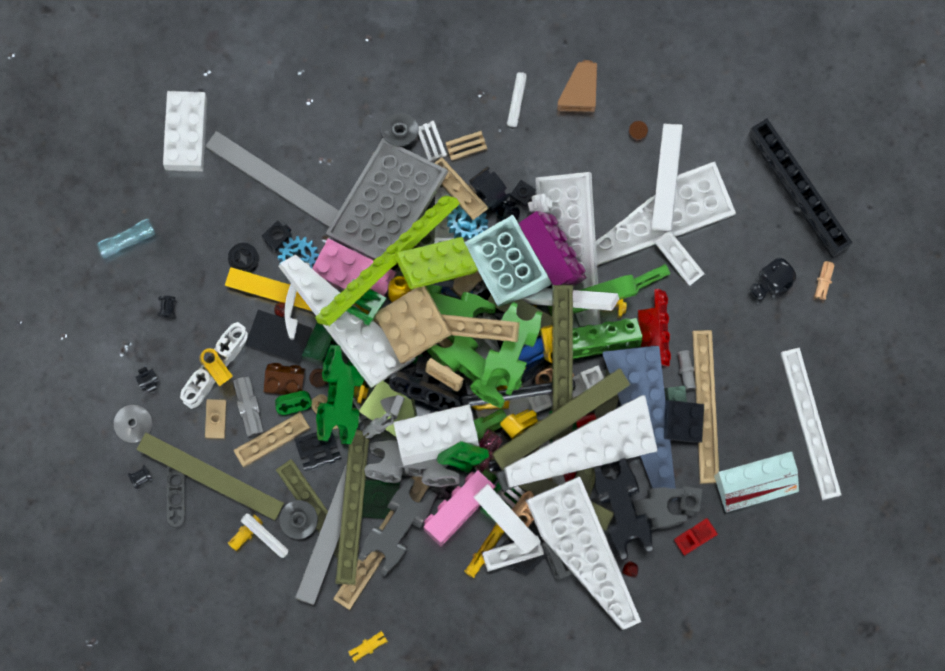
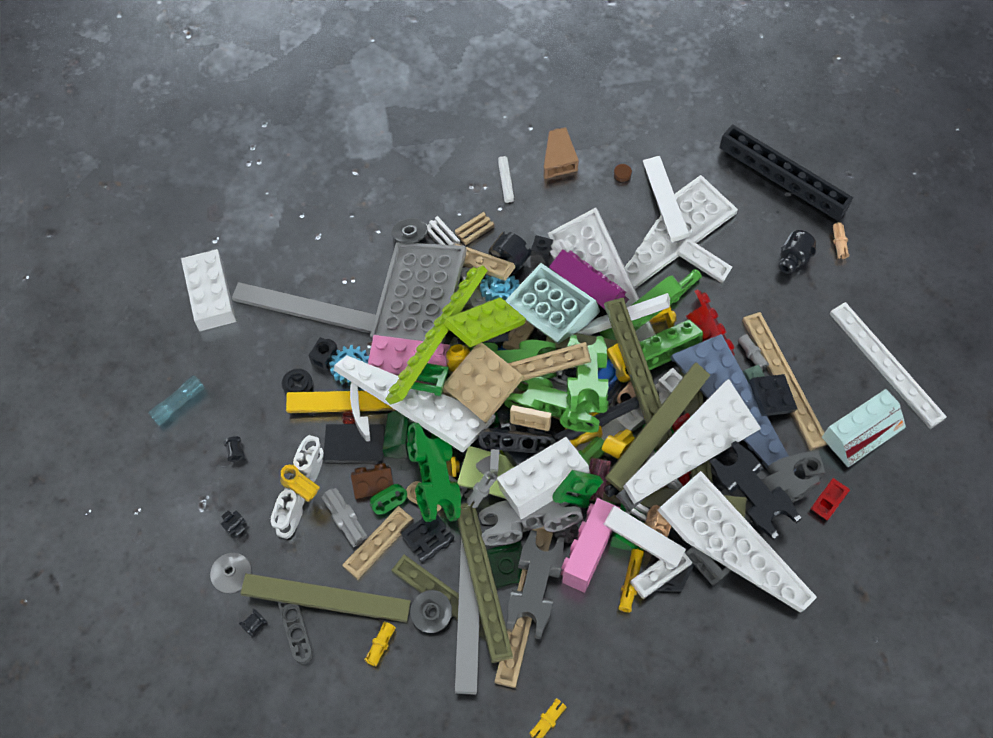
camera: 15 degrees left, 15 degrees down
(215, 419) = (315, 540): tan plate -> none
(264, 535) = (401, 639): white axle -> none
(316, 378) = (406, 469): reddish brown tile -> none
(507, 209) = (529, 266): black gear -> none
(630, 569) = (783, 551): clear red hinge -> none

